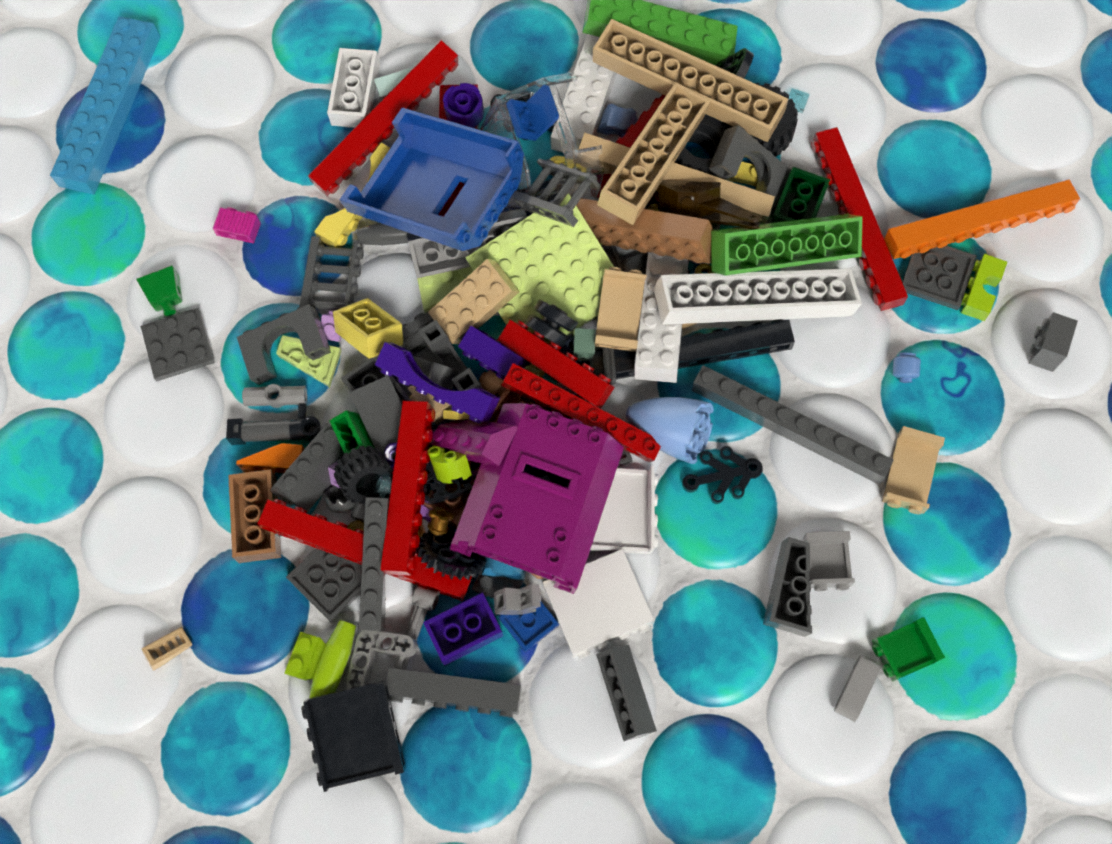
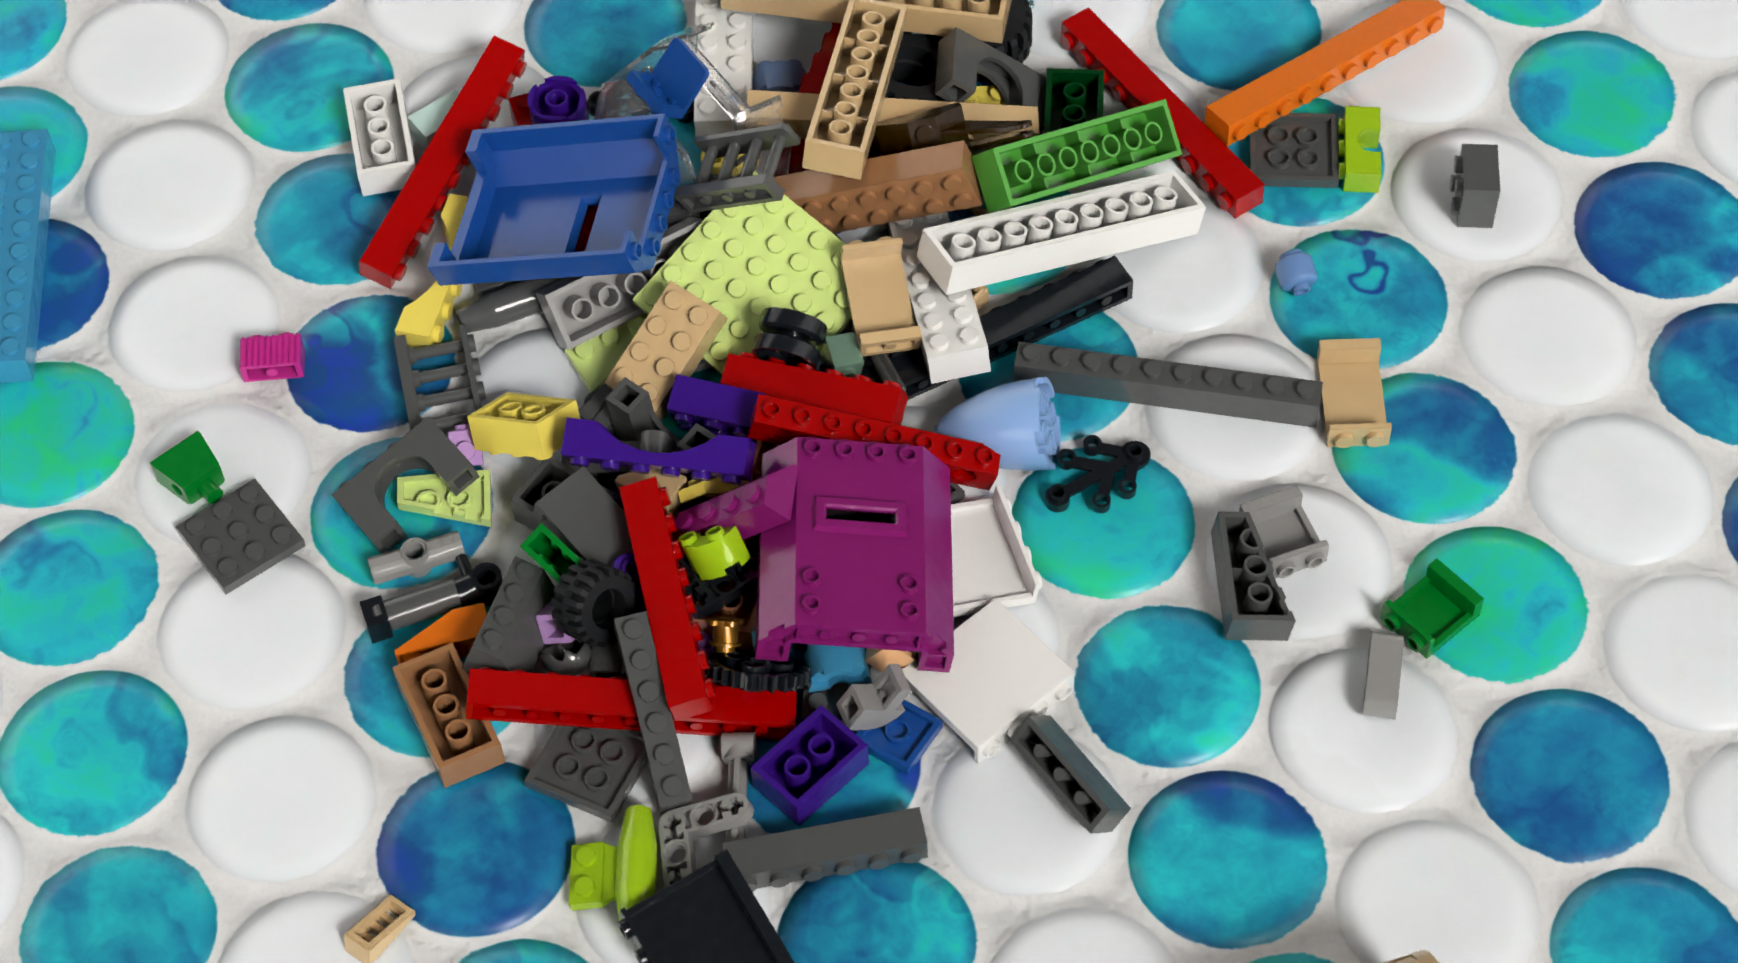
camera: 20 degrees left, 15 degrees down
(383, 486) = (631, 602): clear light blue plate -> none

